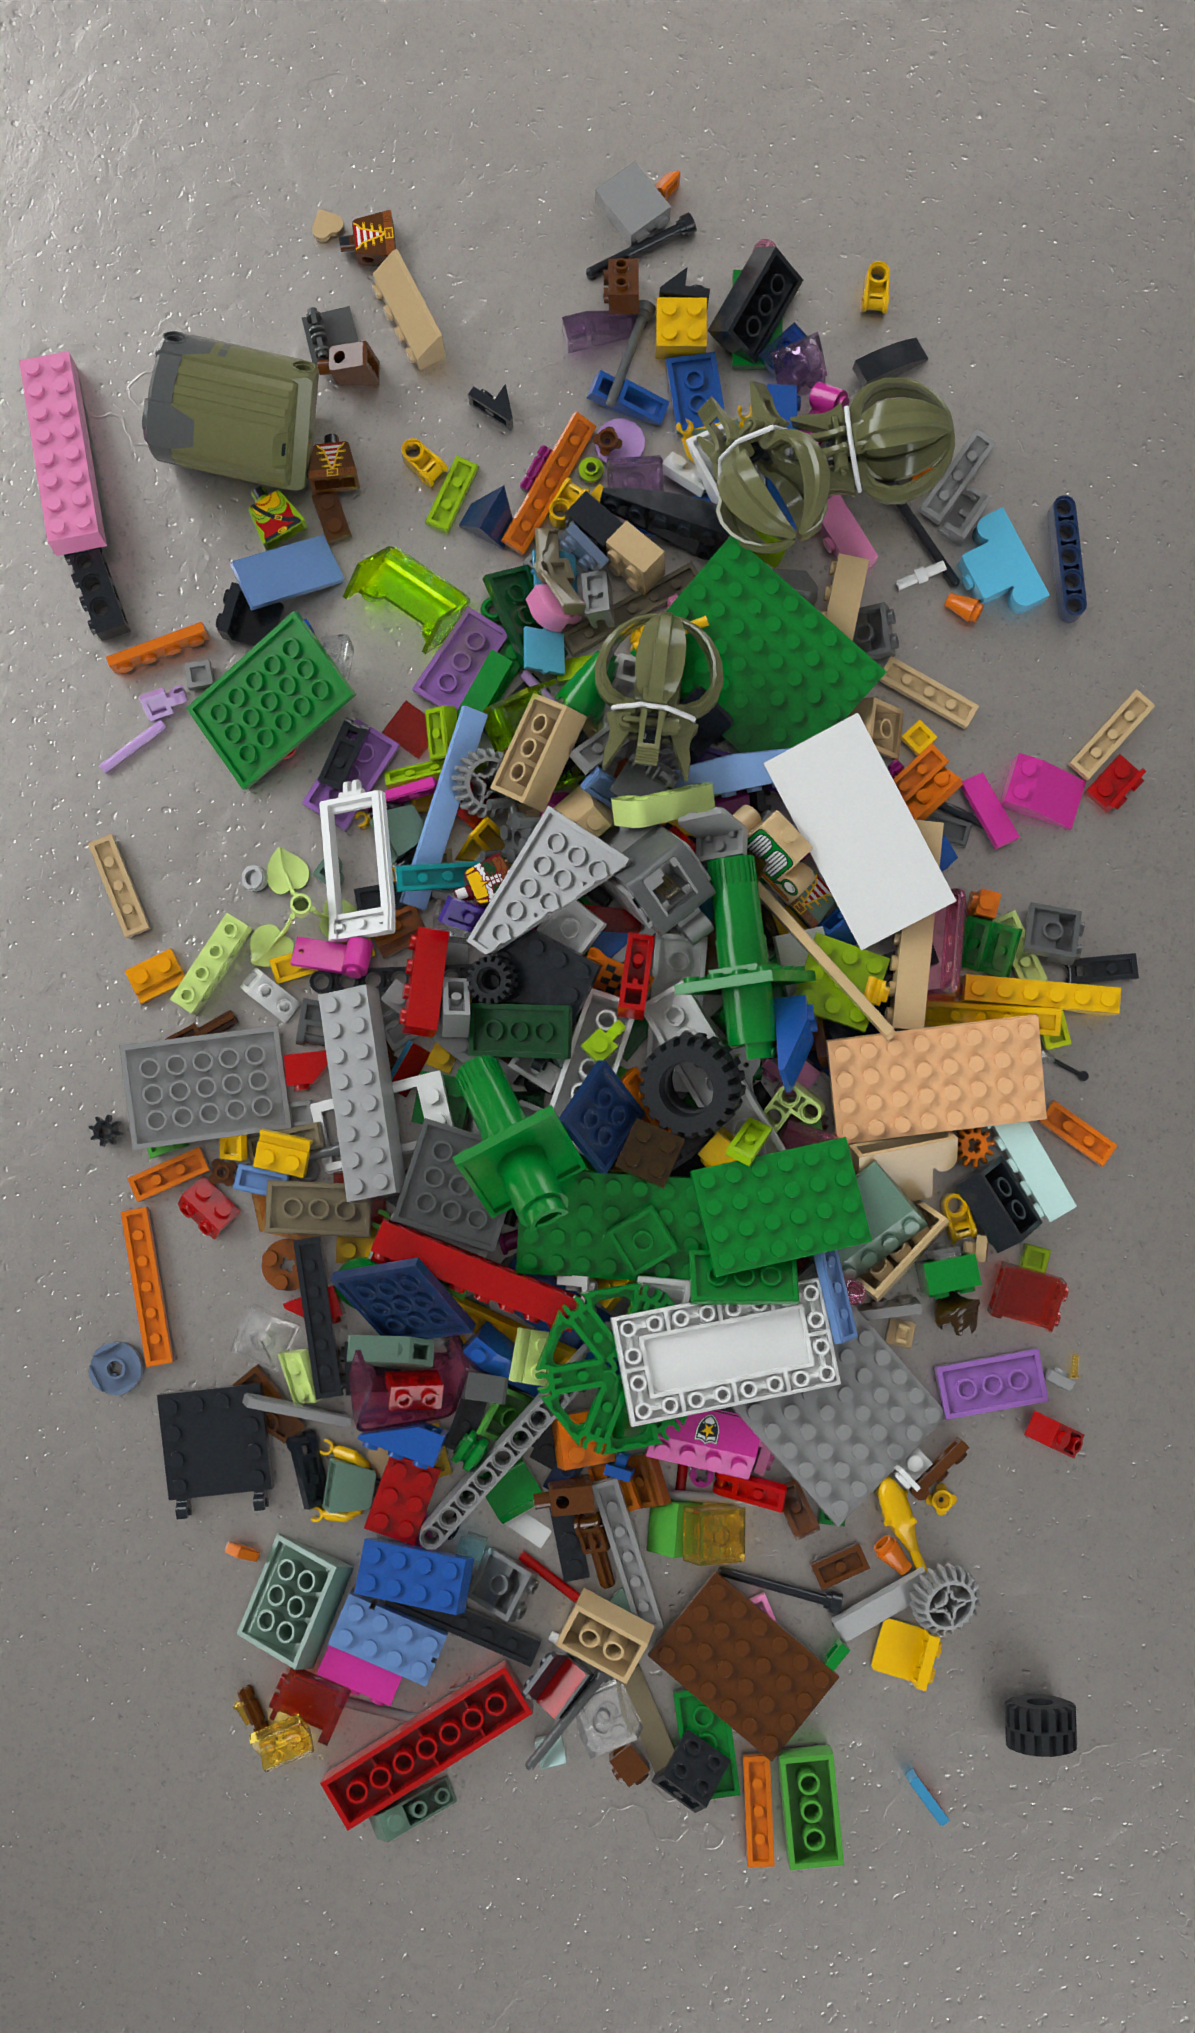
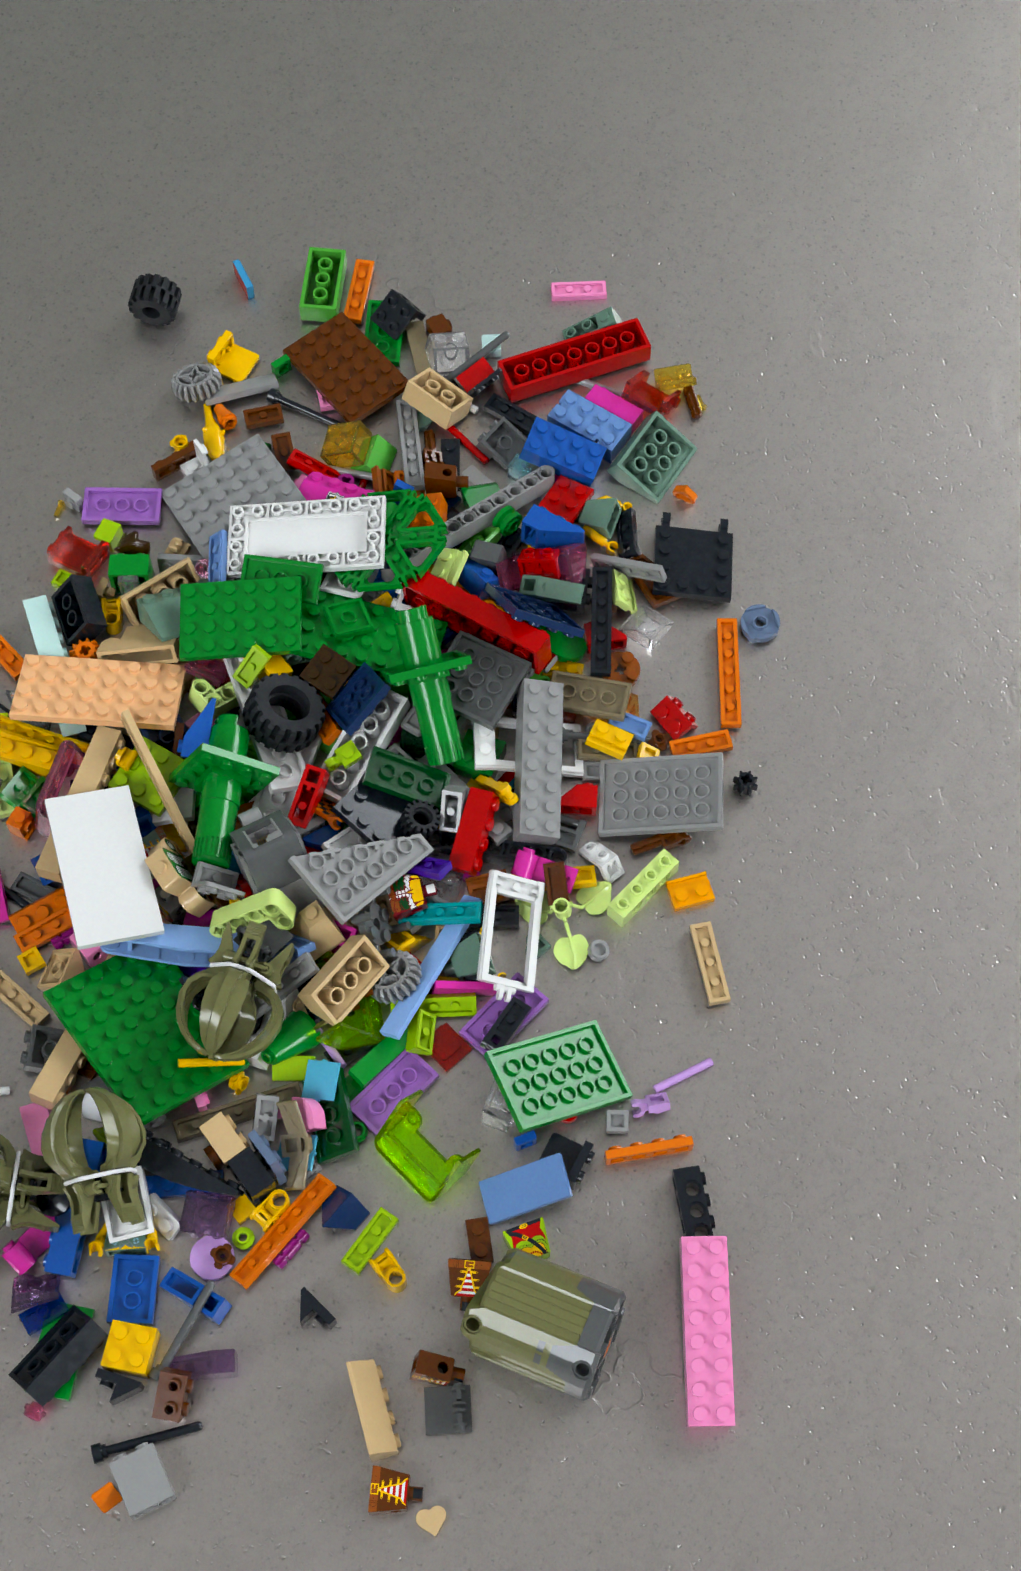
camera: 165 degrees left, 20 degrees down
(315, 943) = (555, 881): none -> reddish brown tile
(407, 1046) = (501, 789): none -> yellow plate
(445, 1877) = (578, 290): none -> bright pink tile
(996, 1334) = (109, 532): none -> lime panel
(1054, 1434) = (88, 466): red slope -> none

